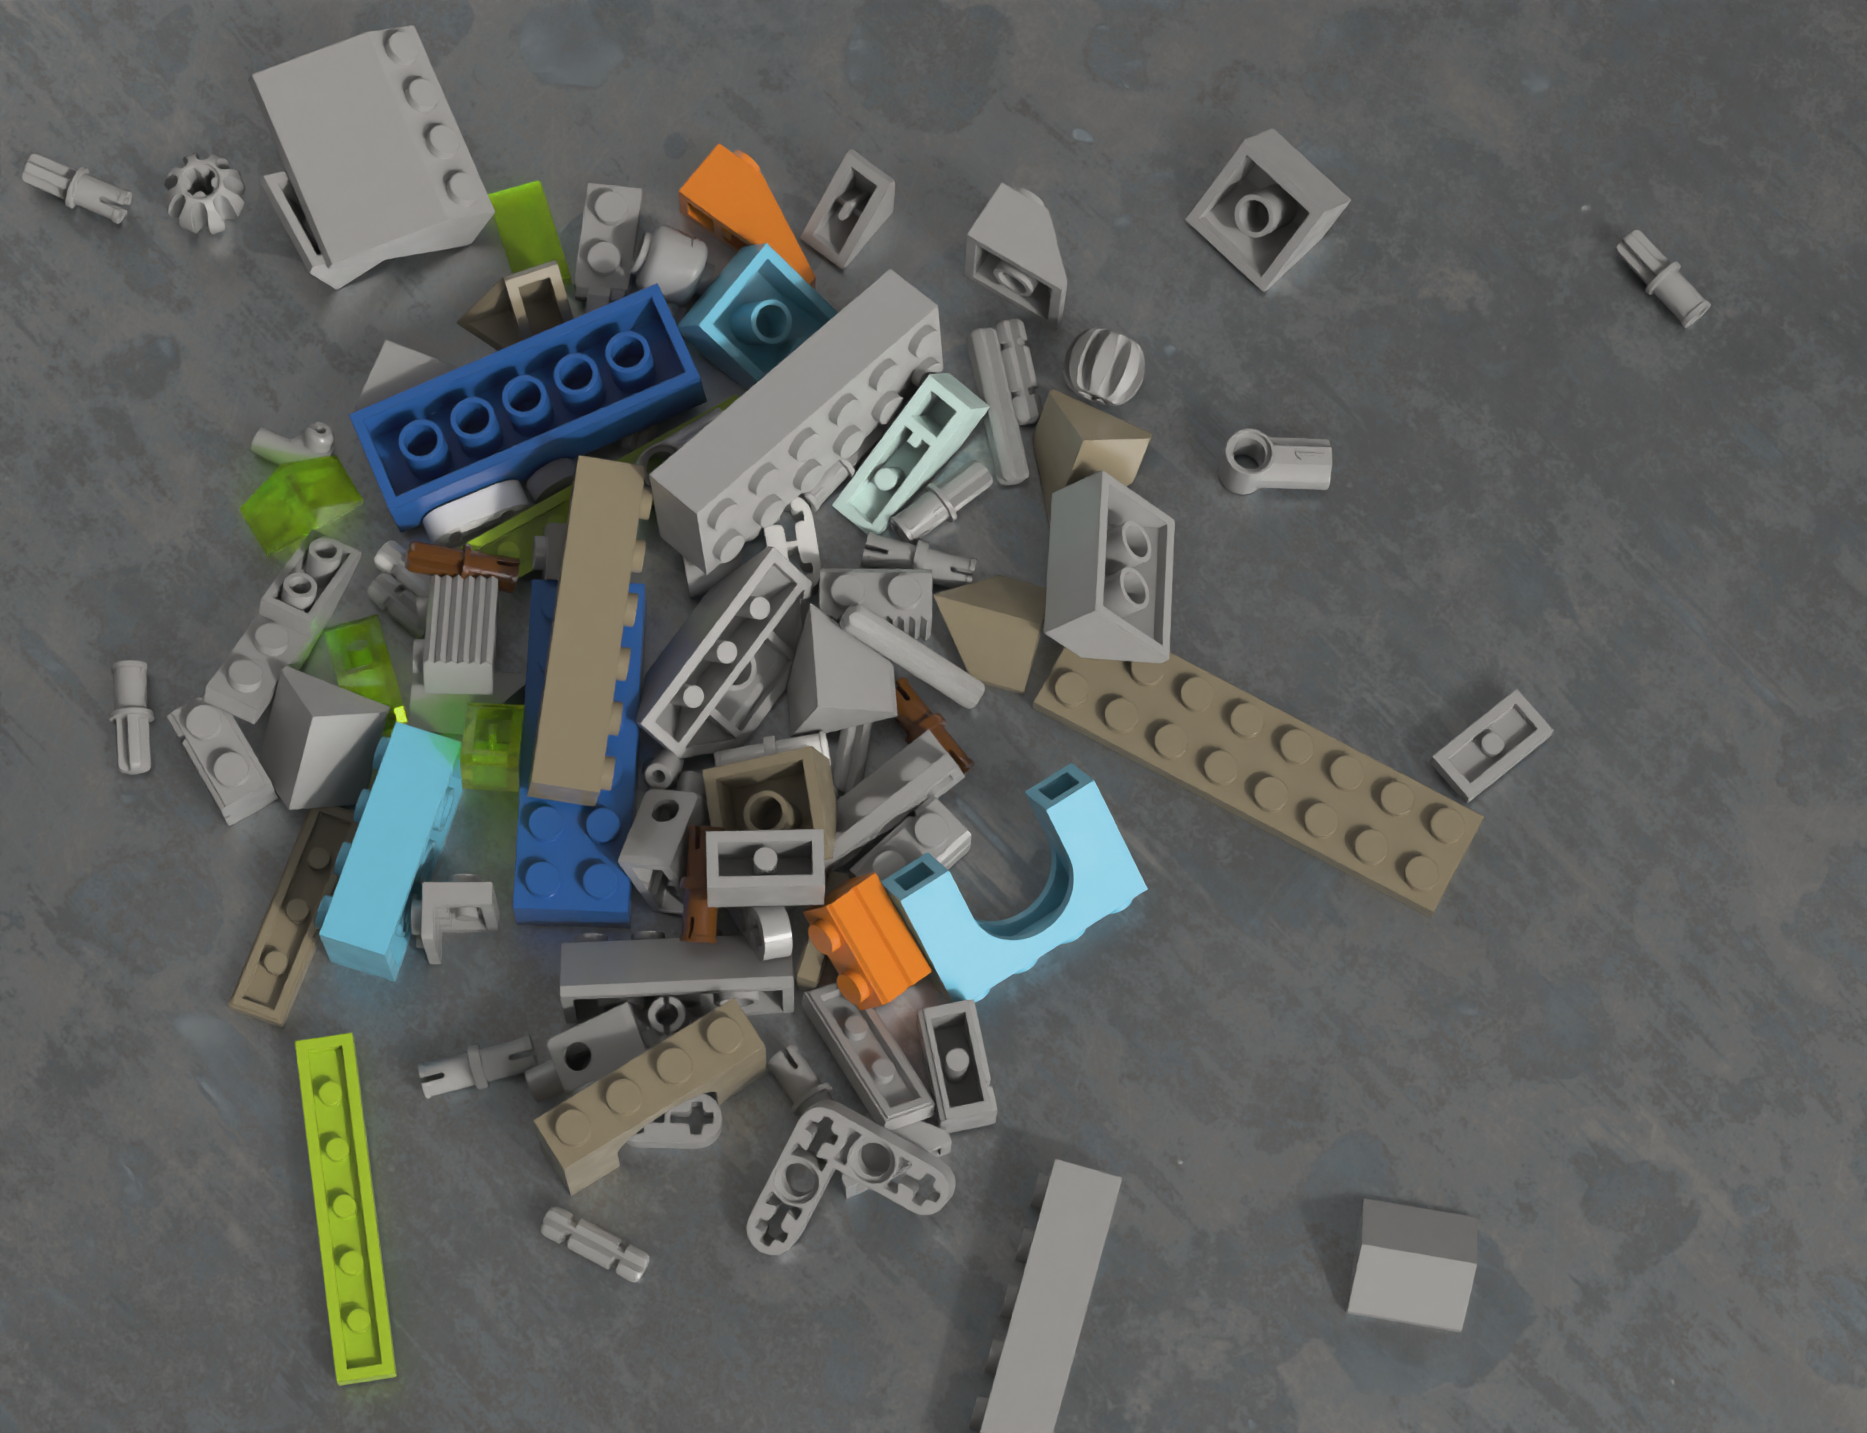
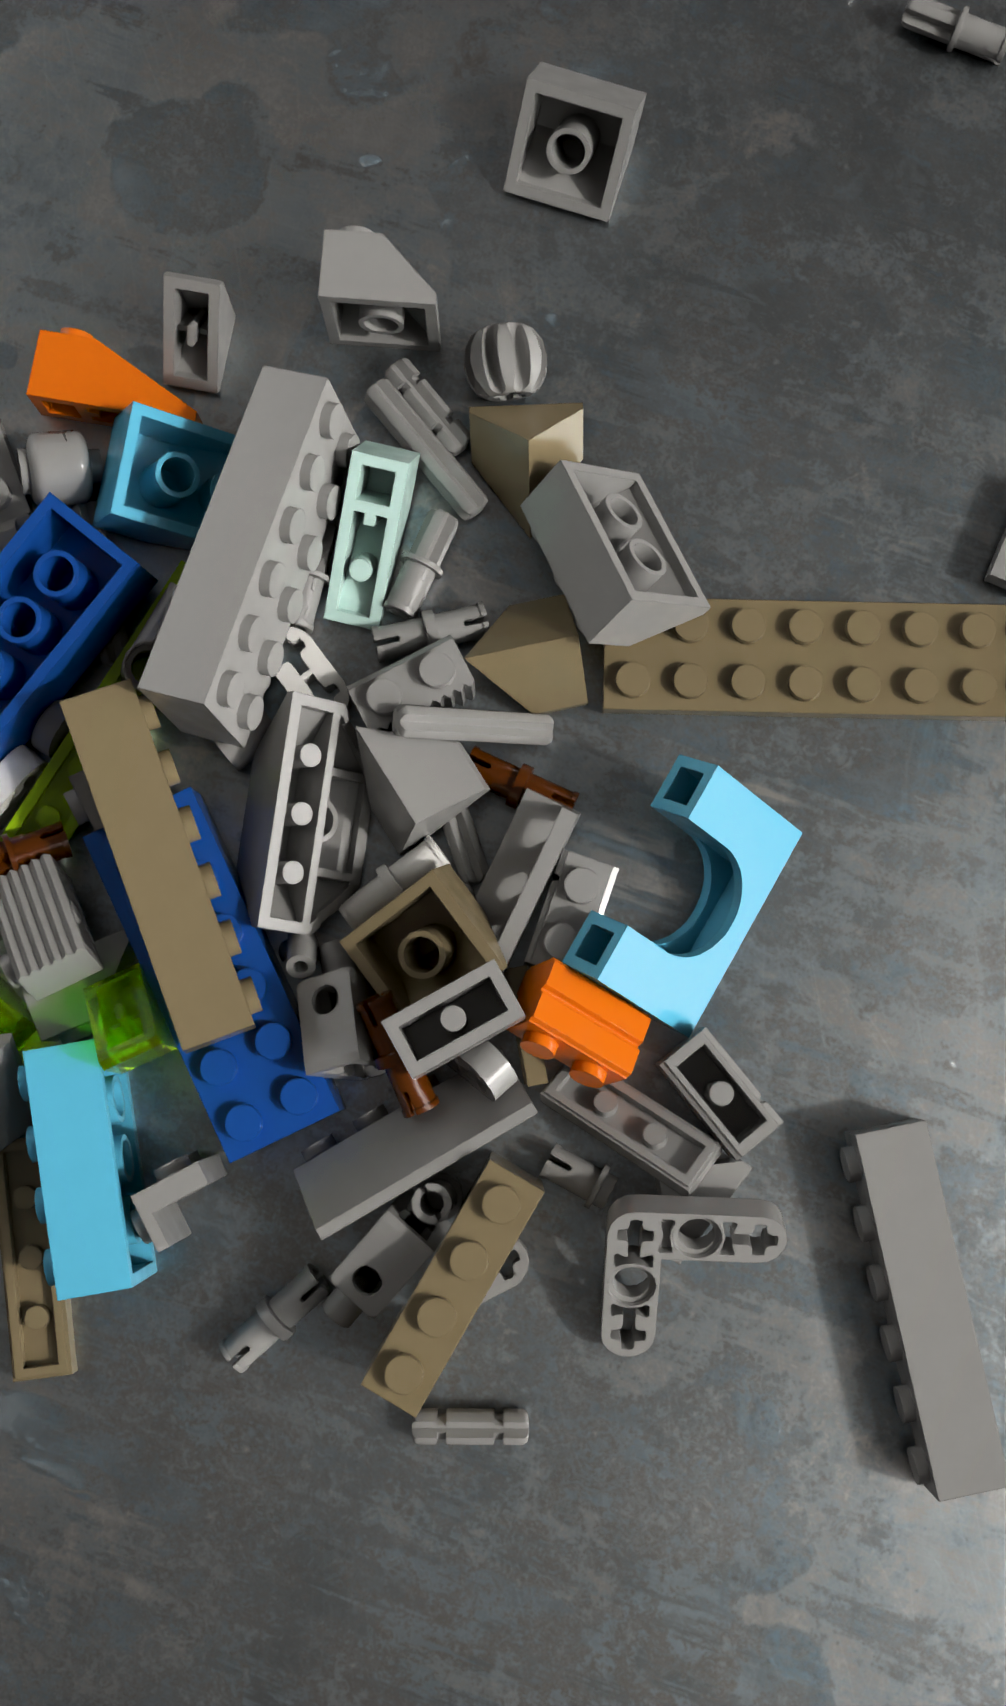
camera: 20 degrees left, 10 degrees up
(345, 1209) = (225, 1521): lime plate -> none
(1280, 461) = (707, 372): light grey piece -> none

